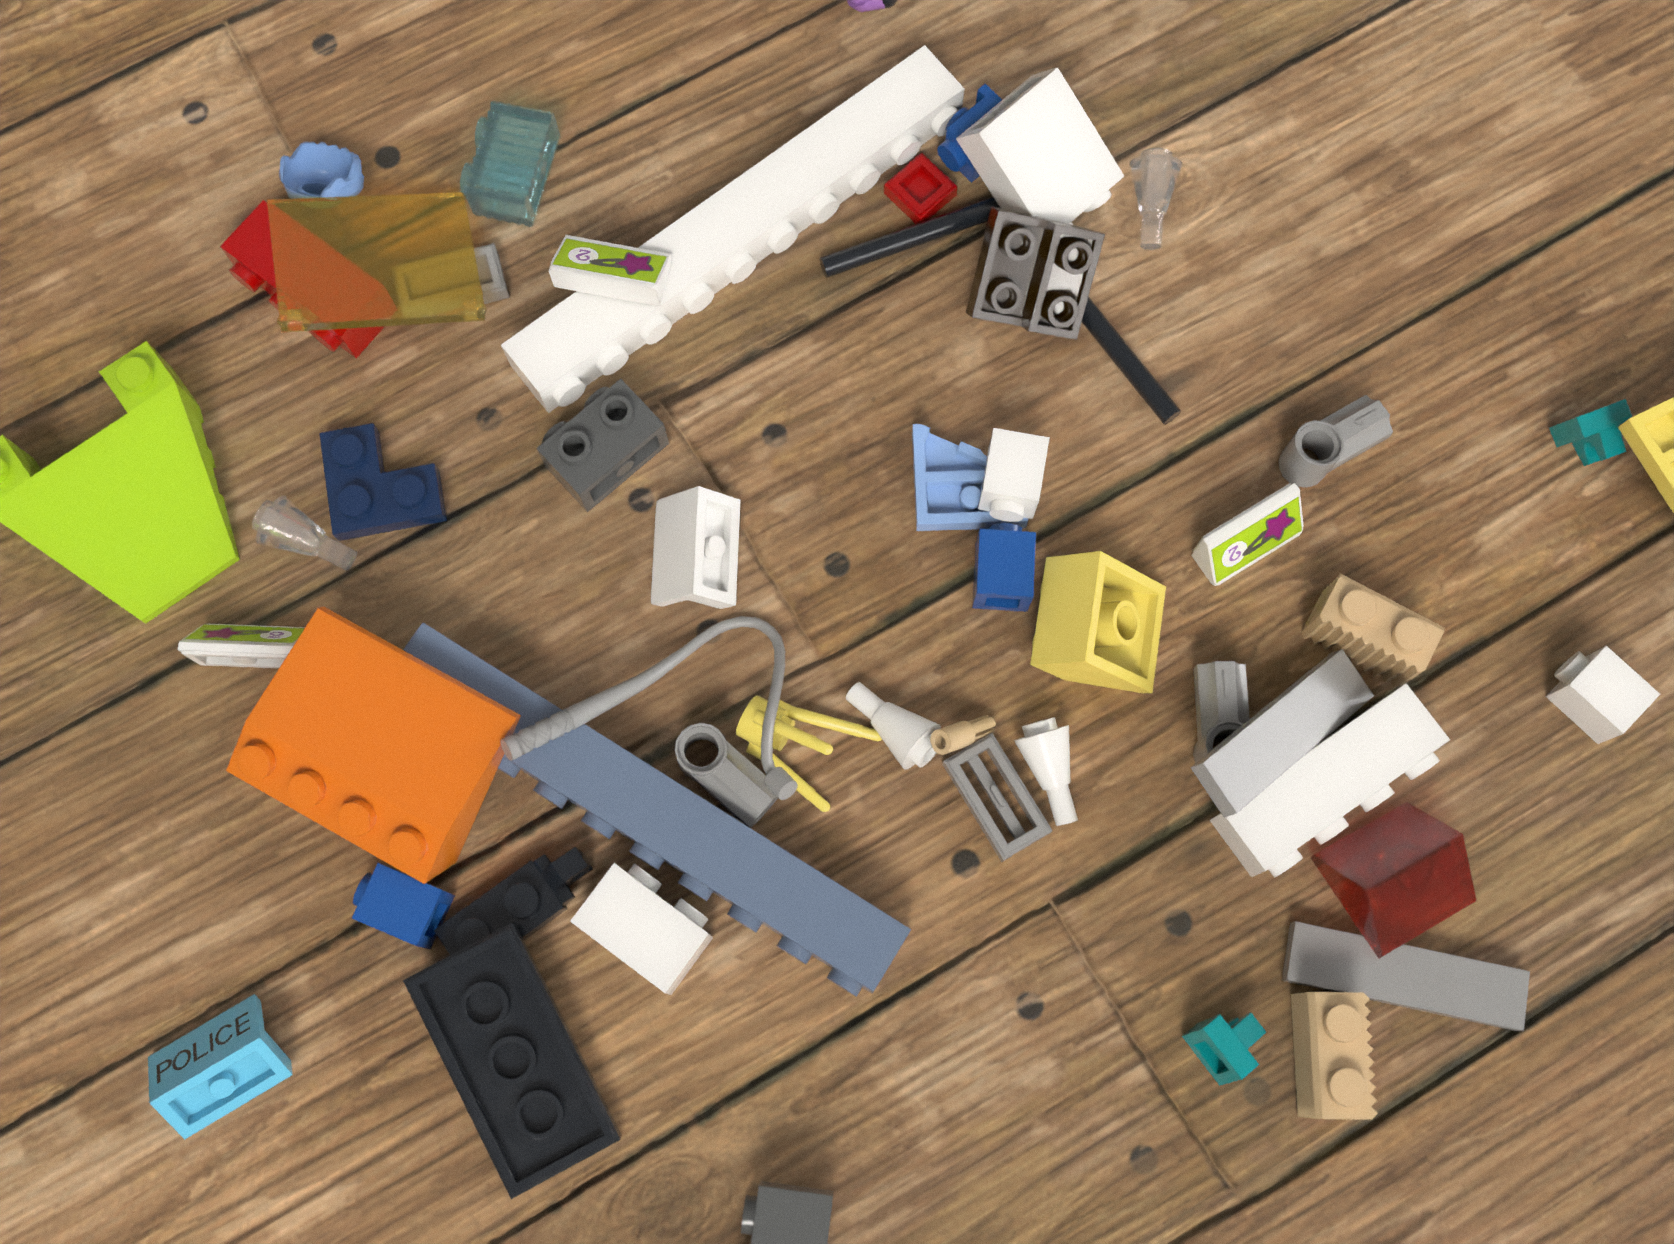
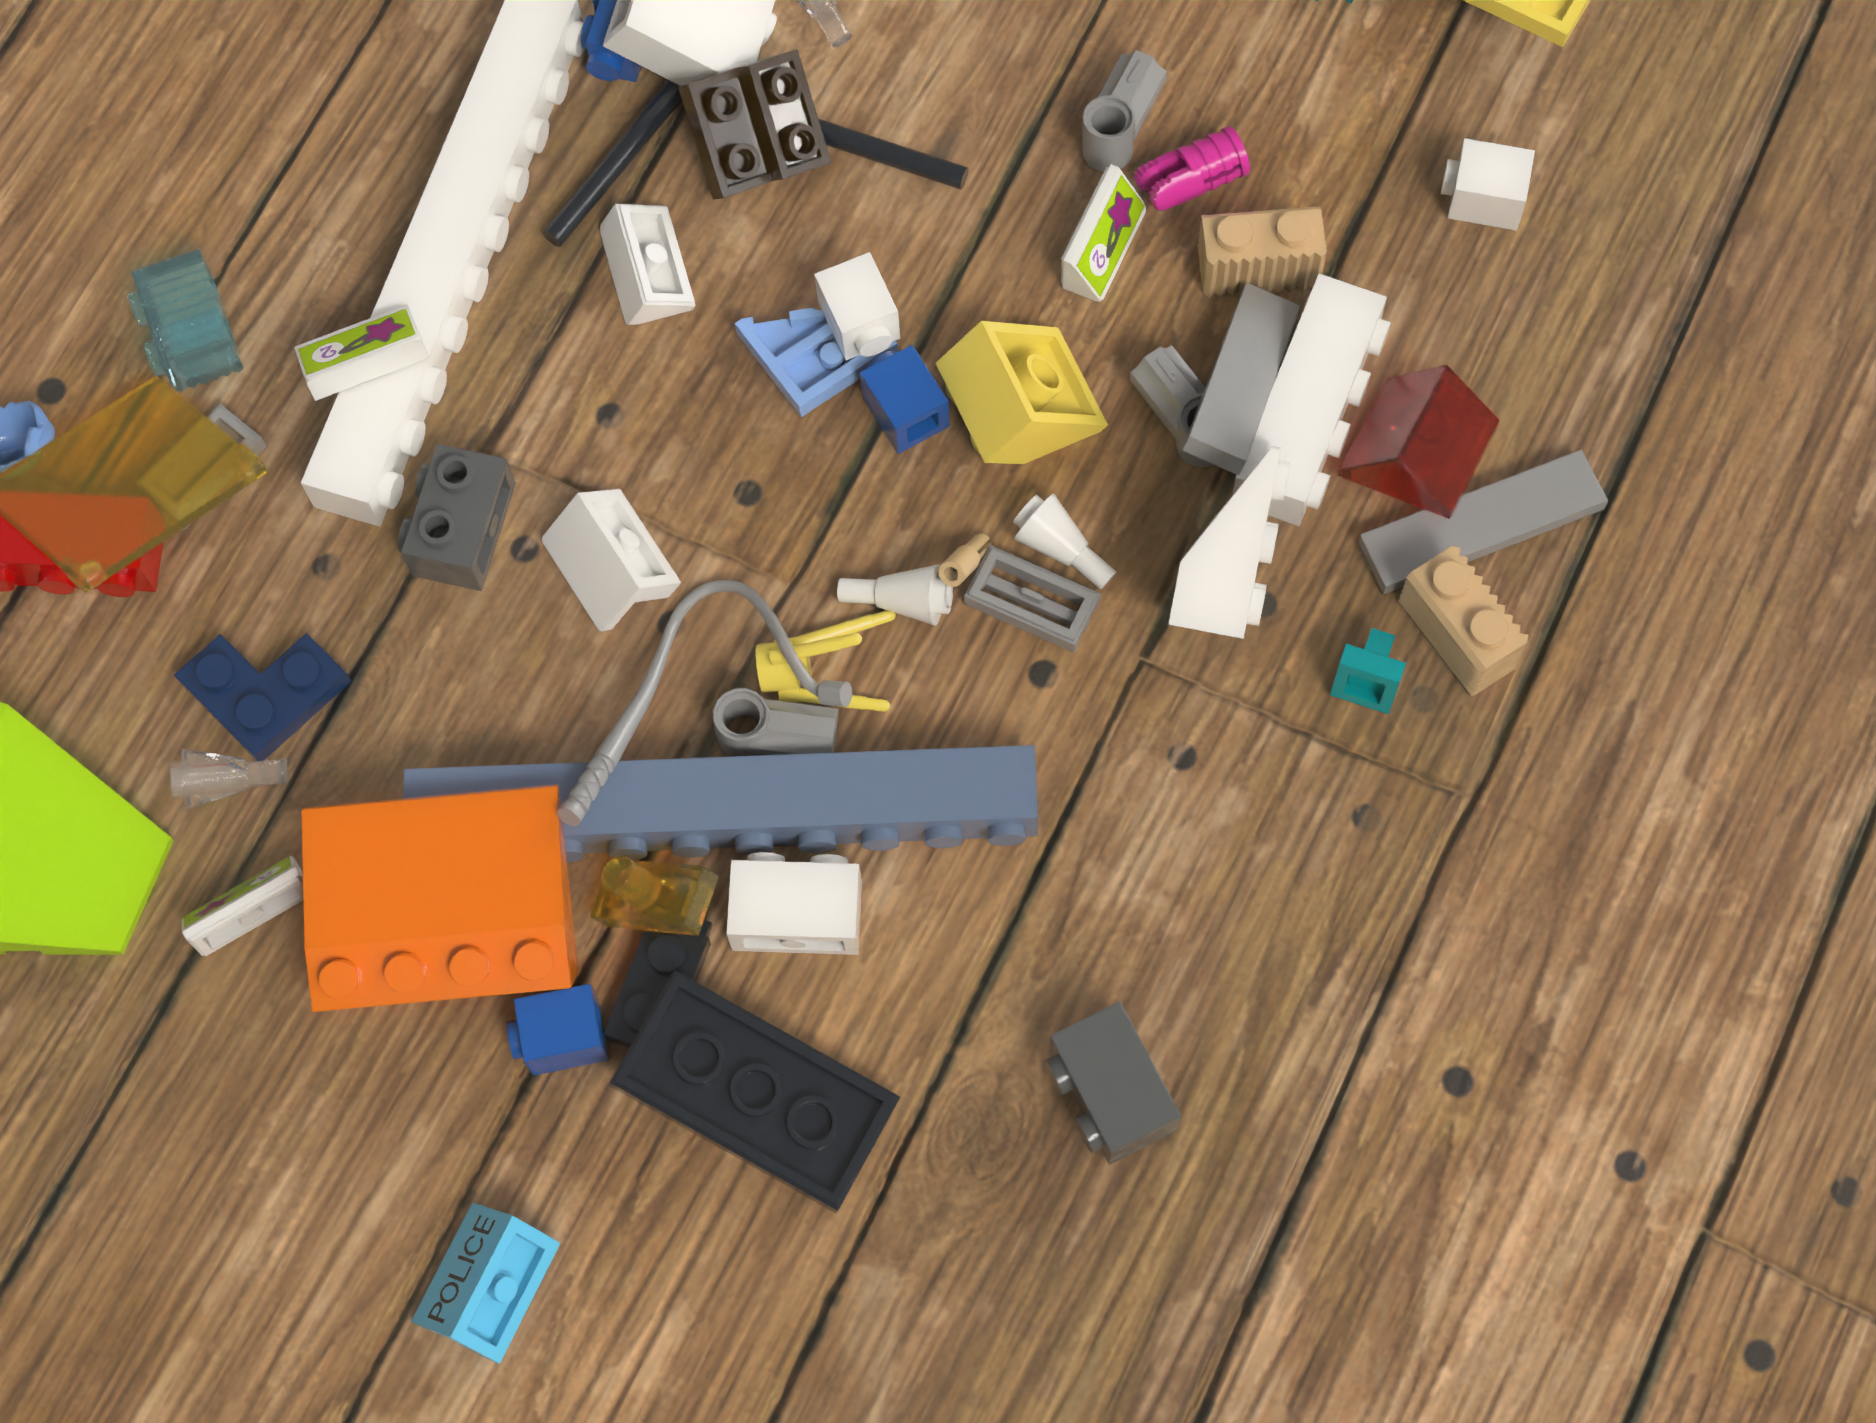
camera: 30 degrees left, 5 degrees down
(540, 850) = (653, 896): none -> clear yellow tile
(881, 331) = (645, 263): none -> white slope
(920, 189) = (594, 115): red tile -> none
(1166, 878) = (1219, 570): none -> white slope
(1361, 526) = (1194, 169): none -> dark pink hinge

